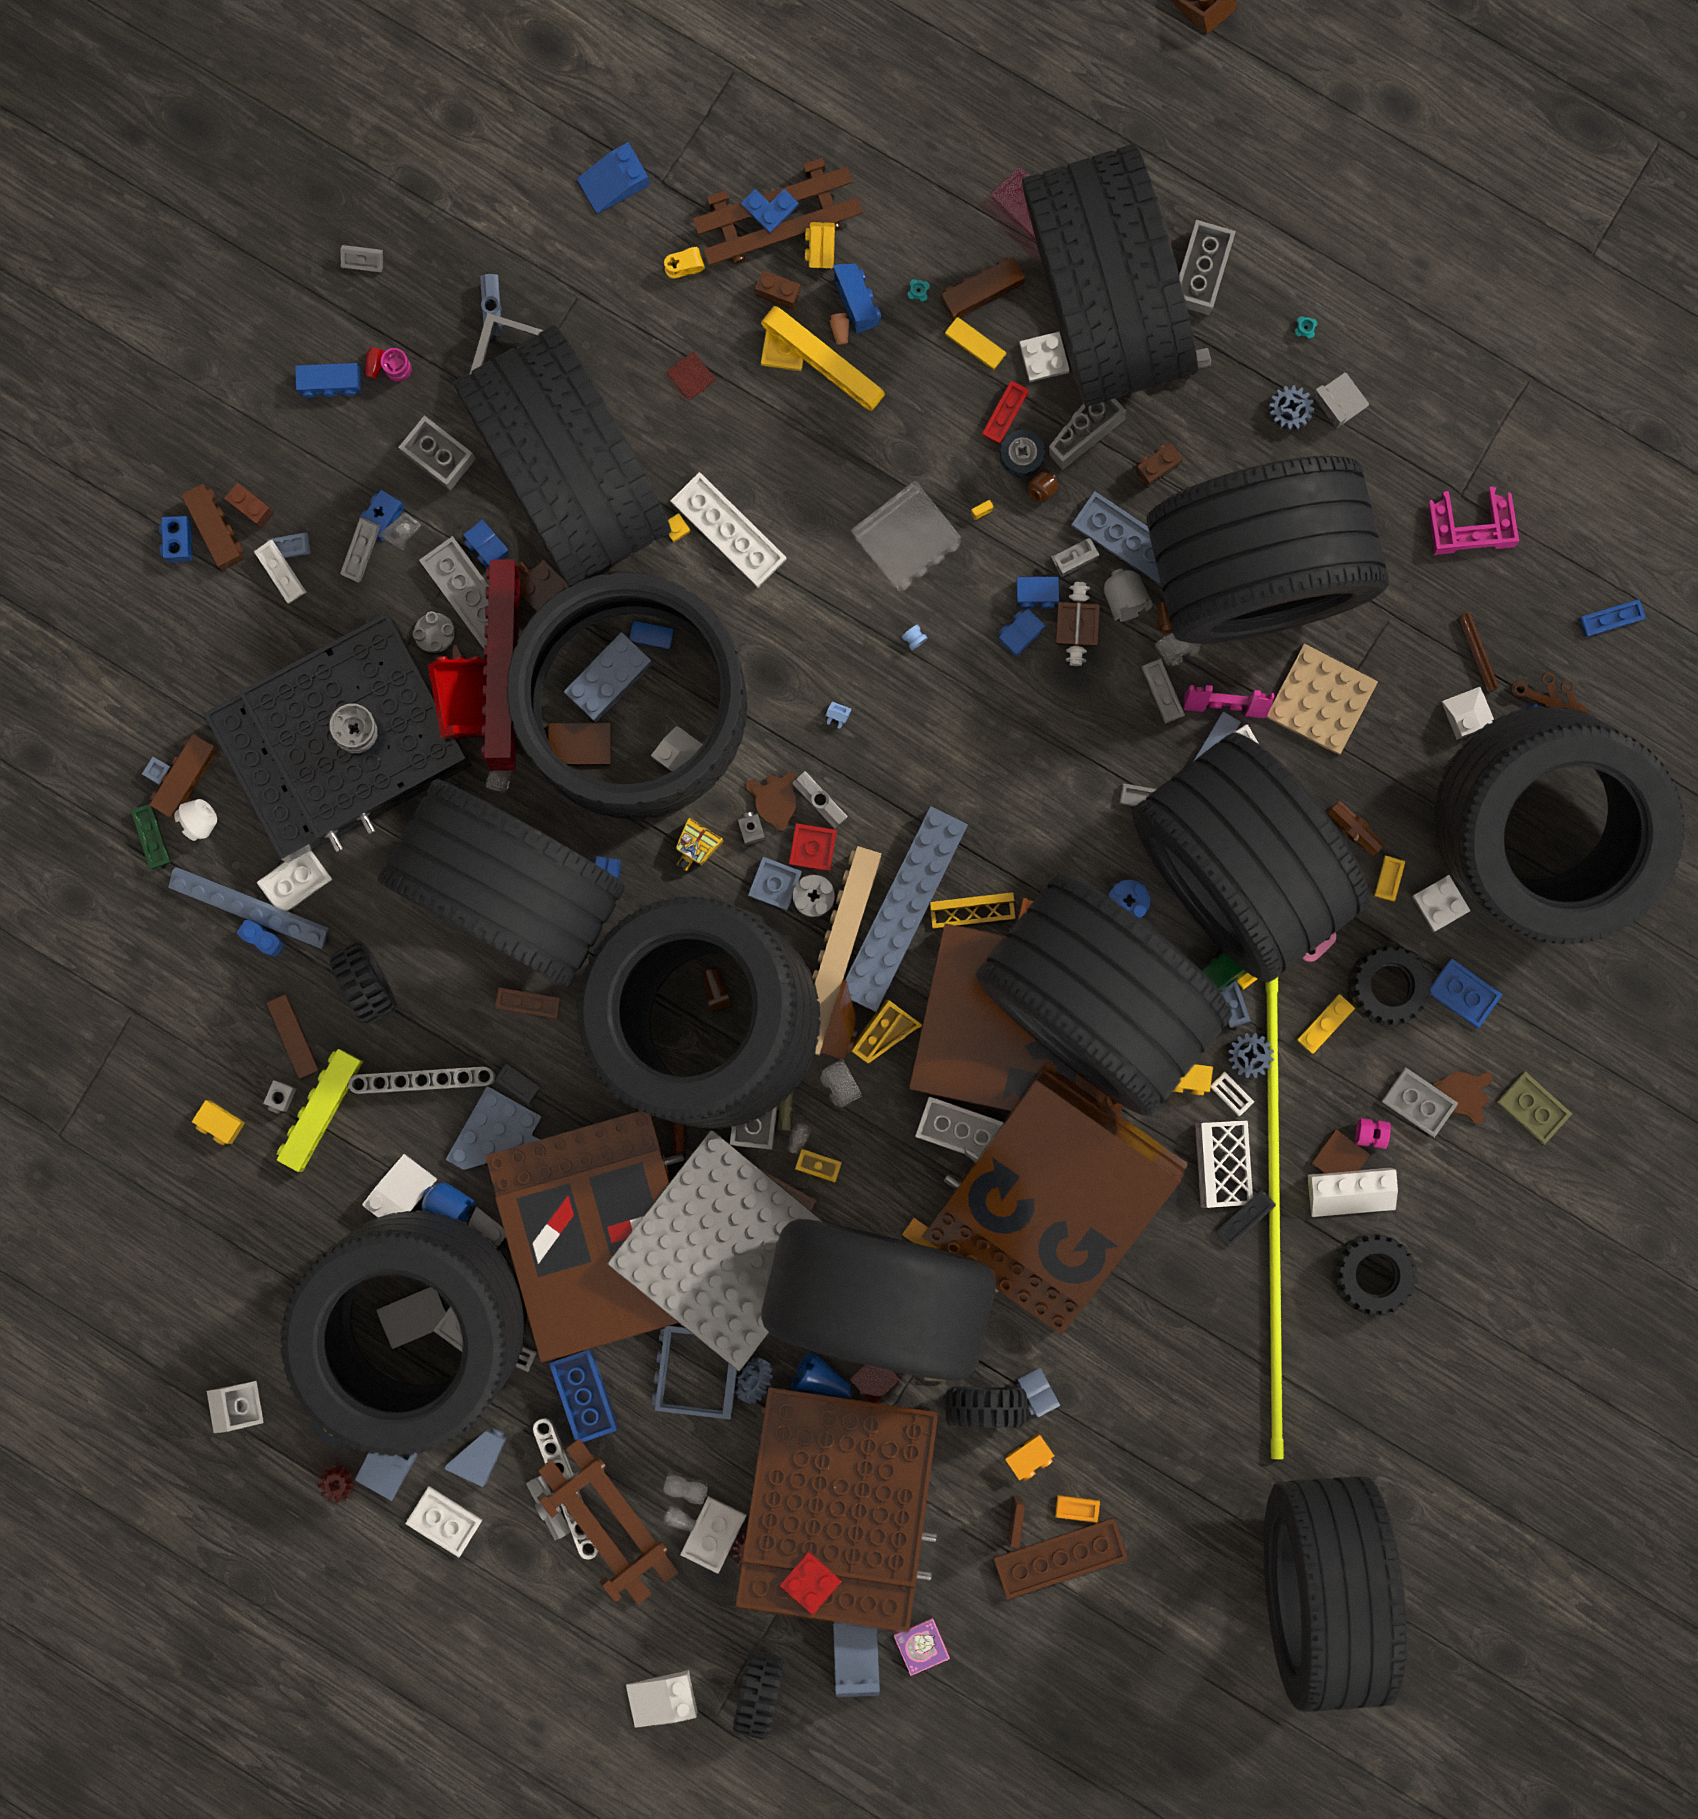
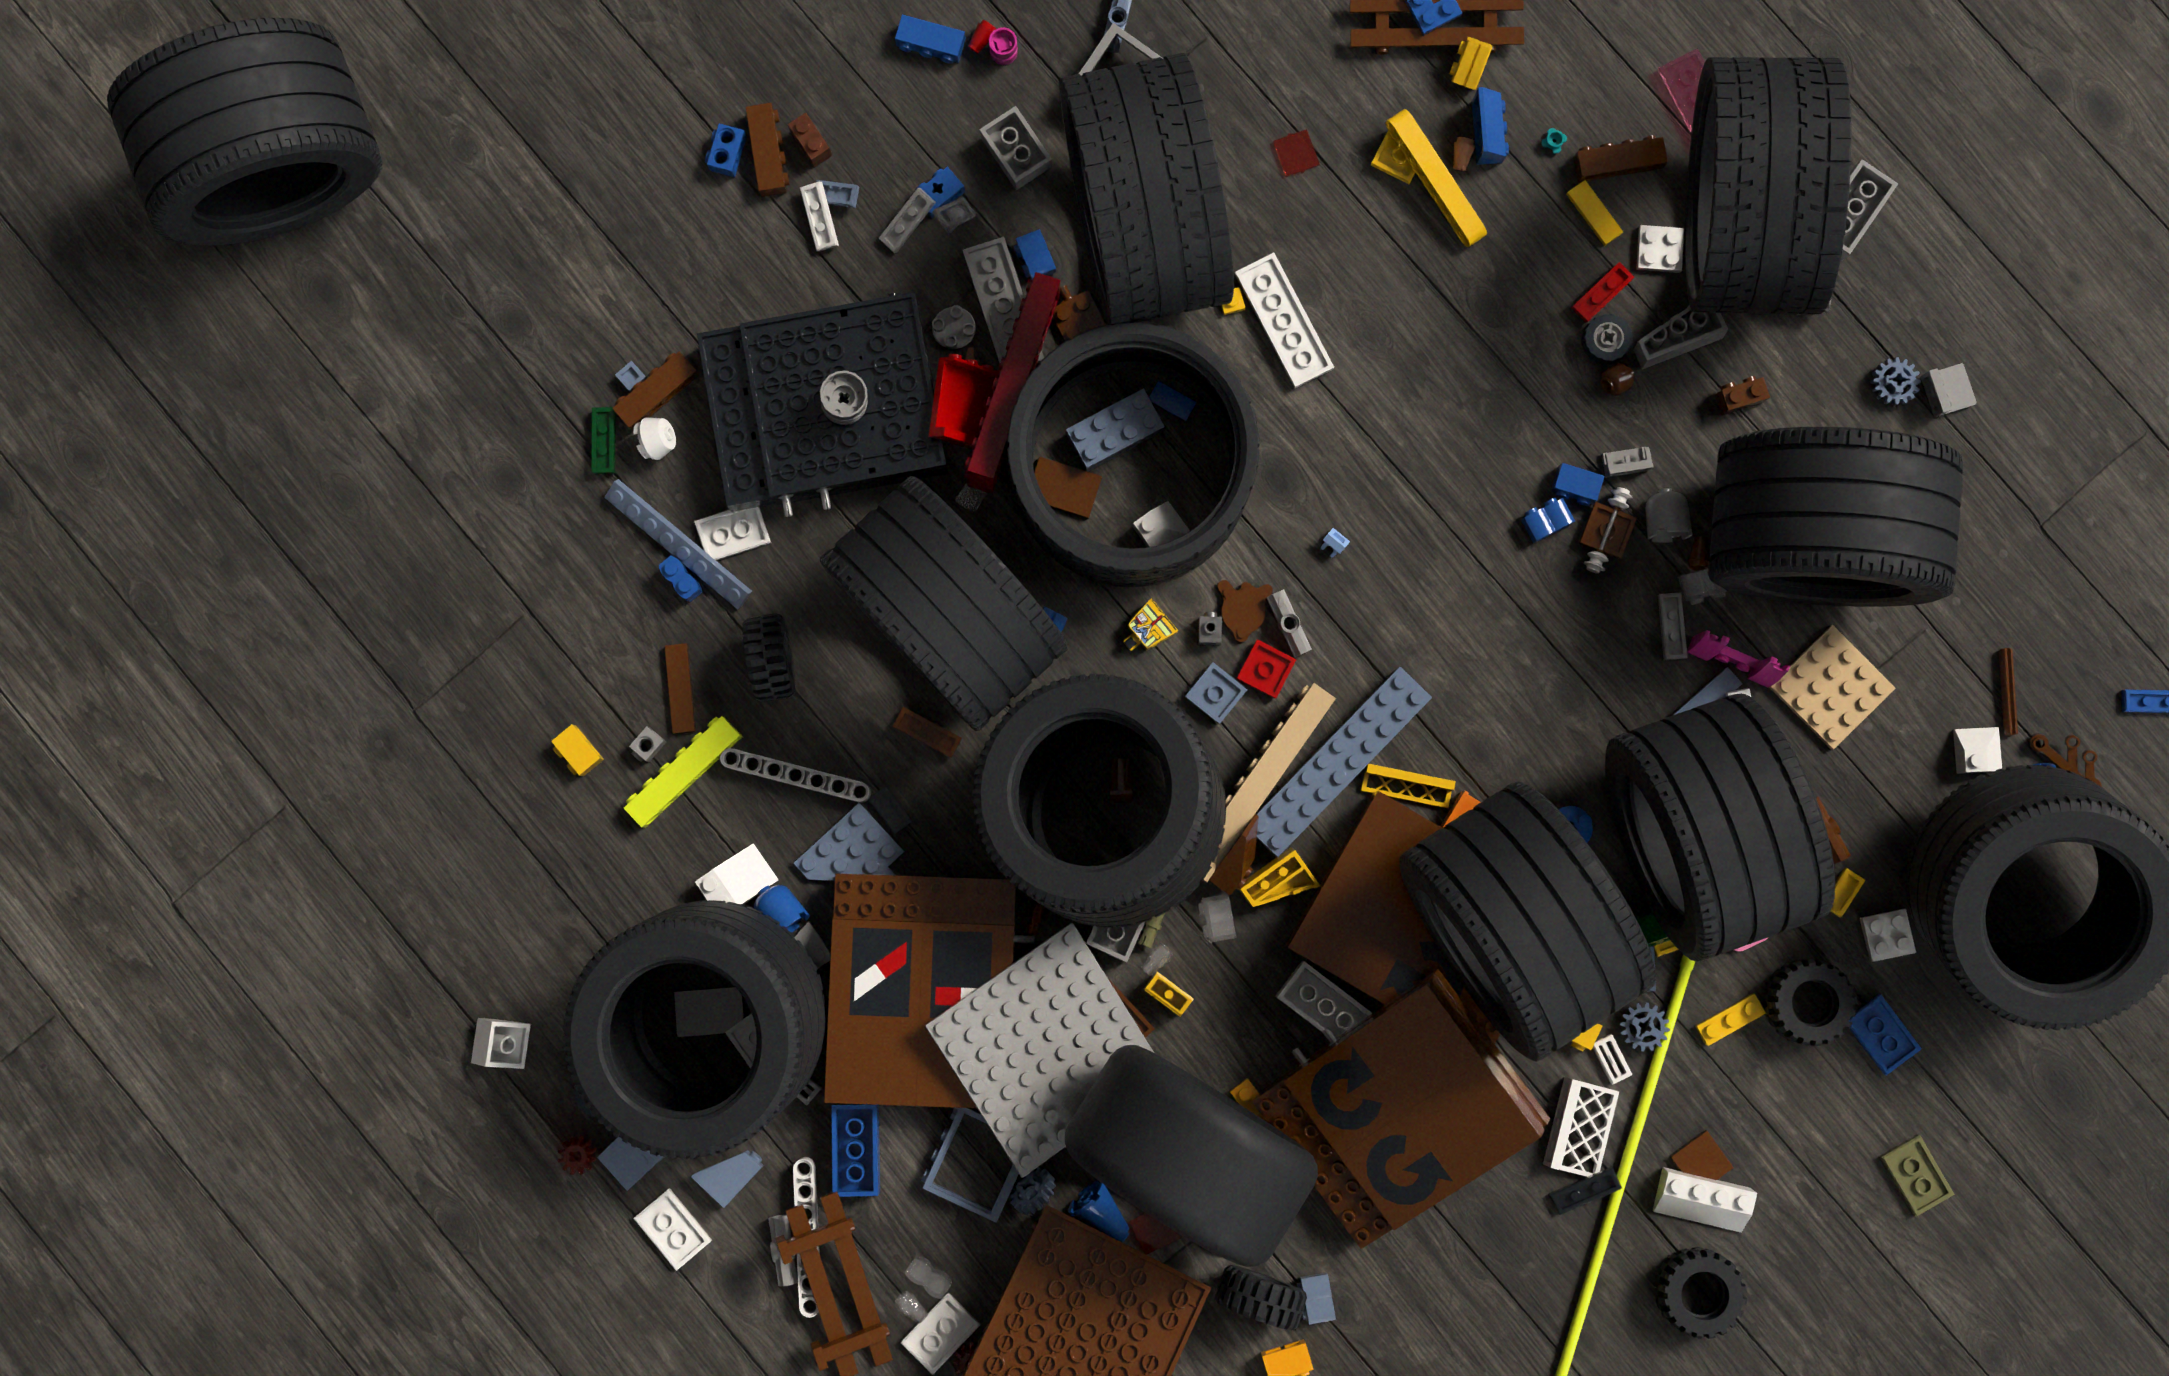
camera: 15 degrees right, 0 degrees up
(686, 261) = (1328, 37): yellow piece -> none
(777, 290) = (1412, 94): reddish brown brick -> none
(807, 886) = (1264, 717): light grey brick -> none
(907, 536) = (1463, 384): clear panel -> none
(914, 637) = (1437, 490): light blue wheel -> none
(982, 510) = (1547, 383): yellow tile -> none
(1118, 534) = (1681, 457): sand blue plate -> none
(1132, 794) = (1611, 723): light grey tile -> none
(1310, 323) = (1942, 302): teal plate -> none
(1365, 1133) = (1746, 1148): dark pink wheel -> none
(1419, 1102) = (1801, 1131): light grey tile -> none
(1466, 1092) = (1848, 1137): reddish brown tile -> none
(1500, 533) = (2069, 578): dark pink wedge -> none

